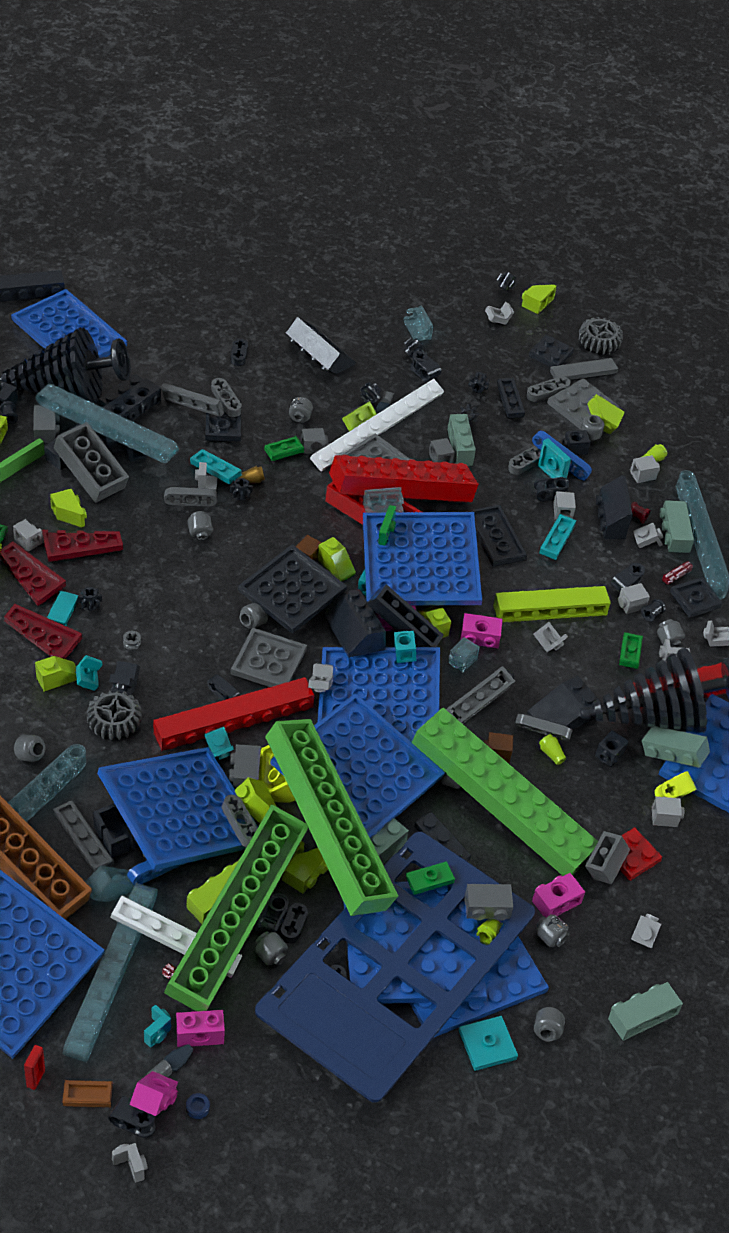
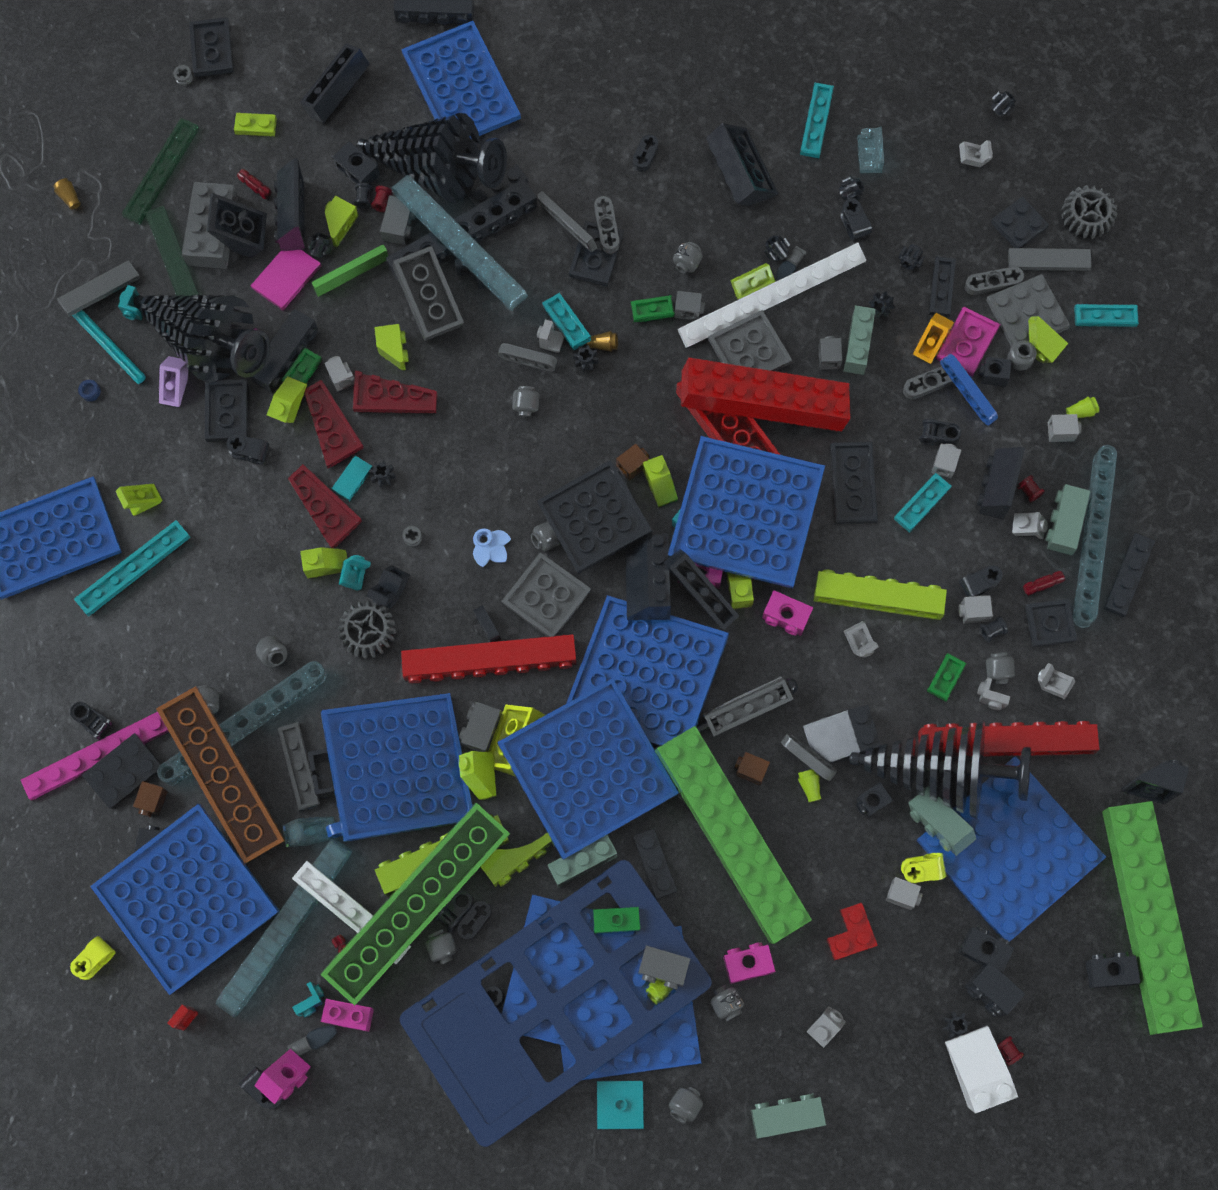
camera: 25 degrees right, 25 degrees up
(26, 412) = (381, 198): none -> dark red bush
(87, 1093) = (229, 1050): dark orange tile -> none
(136, 1162) = (251, 1136): light grey bracket -> none
(197, 1106) = (324, 1091): dark blue tile -> none
(205, 634) = (492, 549): none -> light blue plate
(219, 743) = (461, 692): teal bracket -> none
(241, 812) = (445, 781): dark grey beam -> none
(322, 677) = (589, 641): light grey bracket -> none
(331, 817) = (531, 831): bright green brick -> none
(368, 314) = (816, 120): none -> teal tile
(380, 499) = (729, 425): clear light blue hinge -> none
(388, 525) = (720, 464): green plate -> none
(405, 646) = (688, 634): teal brick -> none
(463, 654) = (756, 640): clear light blue brick -> none
(518, 430) = (933, 338): none -> light orange slope
(538, 297) = (1034, 135): lime slope -> none
(545, 421) = (969, 339): none -> dark pink tile
(553, 460) = (954, 400): teal plate -> none
(607, 857) = (814, 937): dark grey brick -> none
(642, 397) = (1106, 315): none -> teal tile

